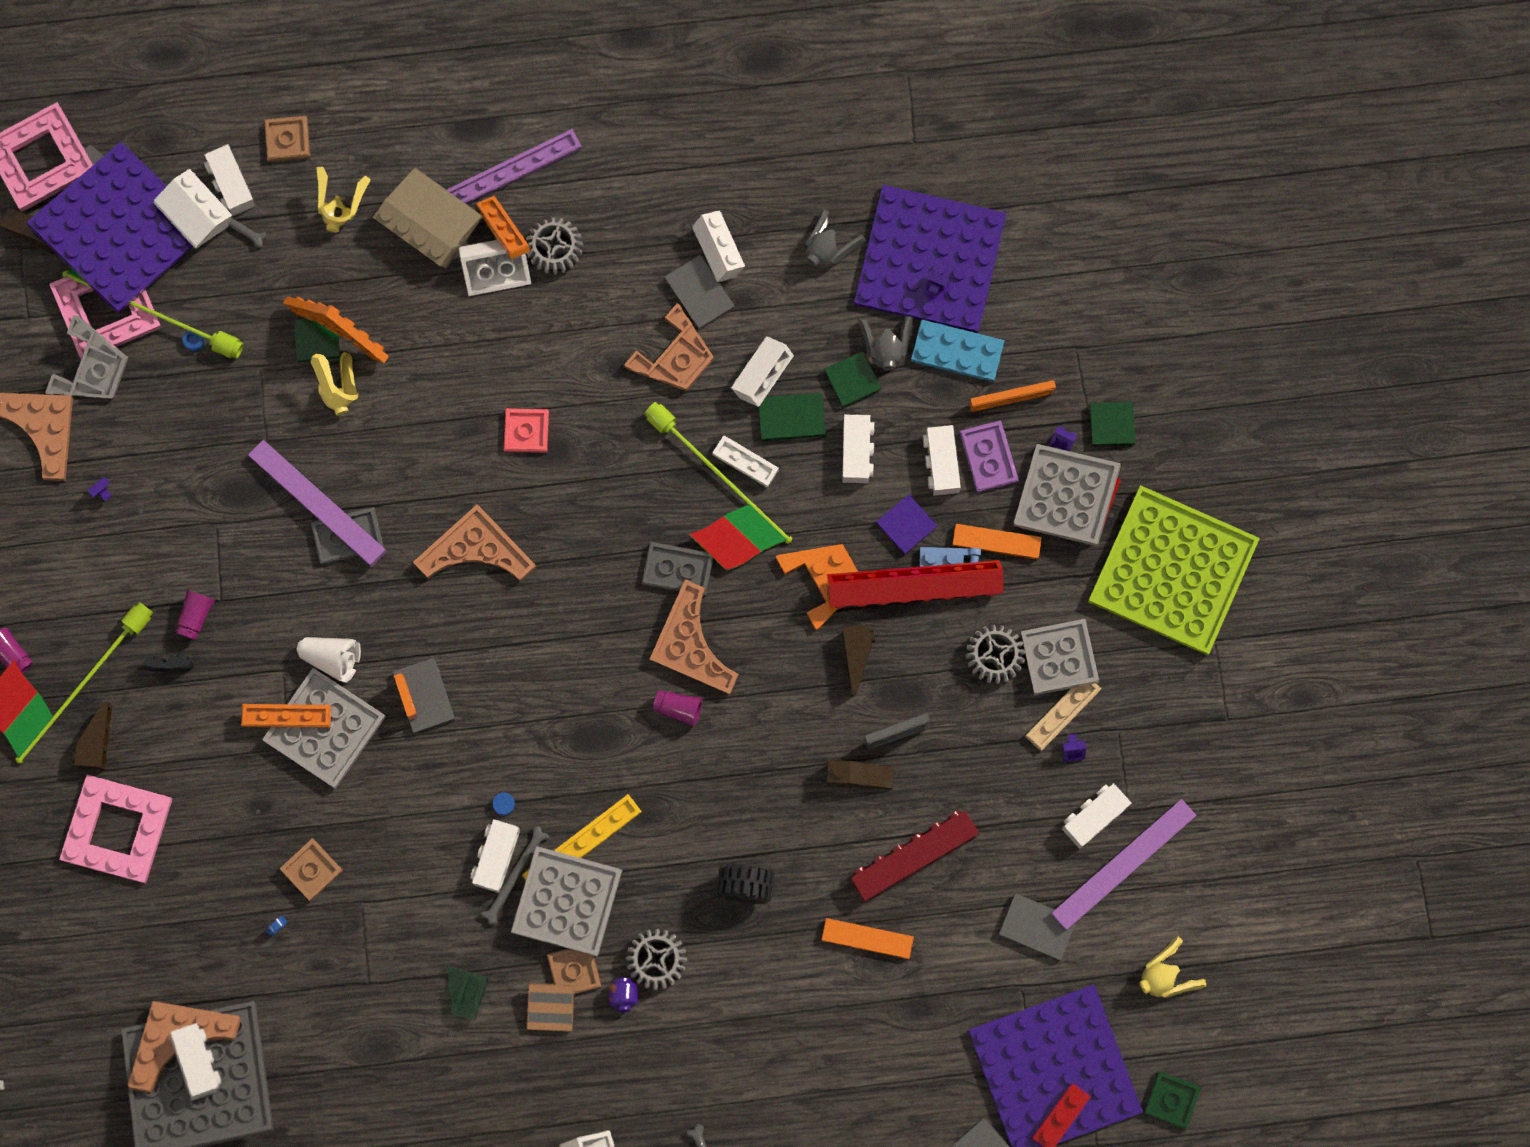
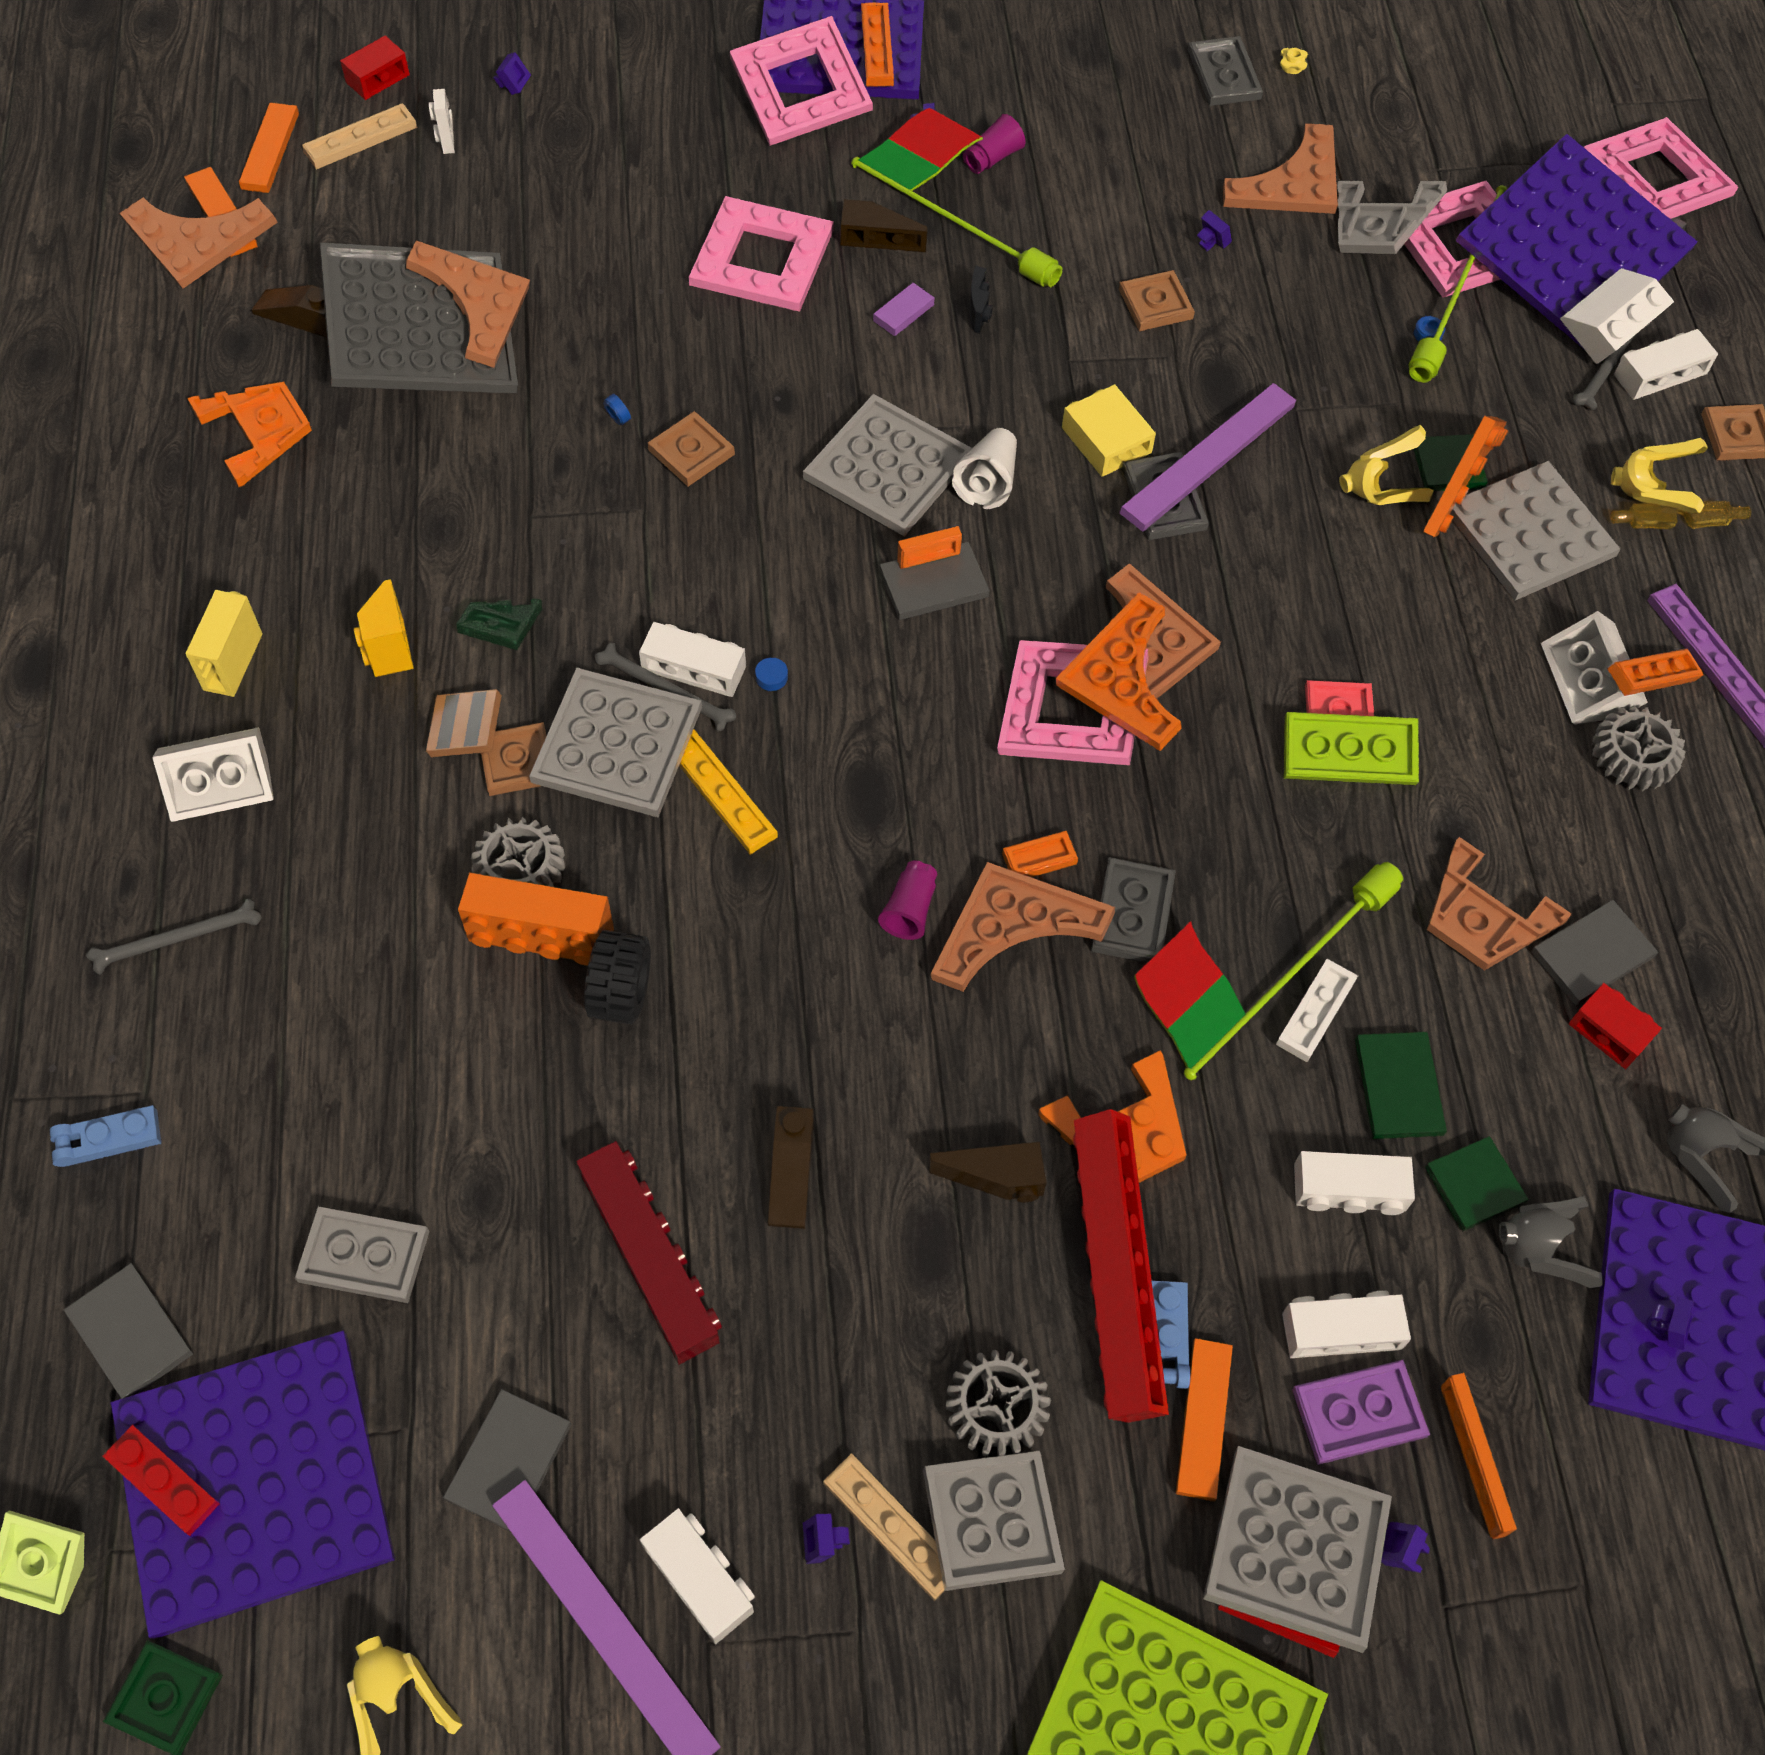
camera: 90 degrees right, 15 degrees down
(164, 534) = (1156, 300): none -> medium nougat tile
(173, 720) = (903, 309): none -> medium lavender tile
(193, 614) = (1047, 323): magenta plant -> none
(195, 1061) = (434, 298): white brick -> none
(286, 715) = (905, 417): orange tile -> none
(292, 573) = (1108, 430): none -> light yellow brick
(359, 170) = (1665, 517): none -> clear yellow piece
(375, 288) = (1533, 530): none -> light grey plate
(428, 217) = (1653, 582): dark tan slope -> none
(486, 1066) = (383, 633): none -> yellow slope
(520, 574) = (1112, 675): none -> orange plate
(557, 425) = (1351, 748): none -> lime tile
(564, 583) = (1025, 737): none -> bright pink plate
(623, 994) = (469, 815): dark purple head -> none
(640, 626) = (1041, 855): none -> orange tile
(703, 939) = (533, 917): none -> orange brick
(718, 246) = (1678, 974): white brick -> none
(751, 287) = (1615, 1025): none -> red brick
(762, 371) = (1473, 1035): white brick -> none
(867, 938) = (518, 1175): orange tile -> none
(896, 732) = (859, 1222): dark grey tile -> none
(906, 524) = (1226, 1263): dark purple tile -> none
(922, 1024) = (362, 1254): none -> light grey plate
(957, 351) = (1550, 1365): dark azure plate -> none
(1112, 423) = (1445, 1648): dark green tile -> none

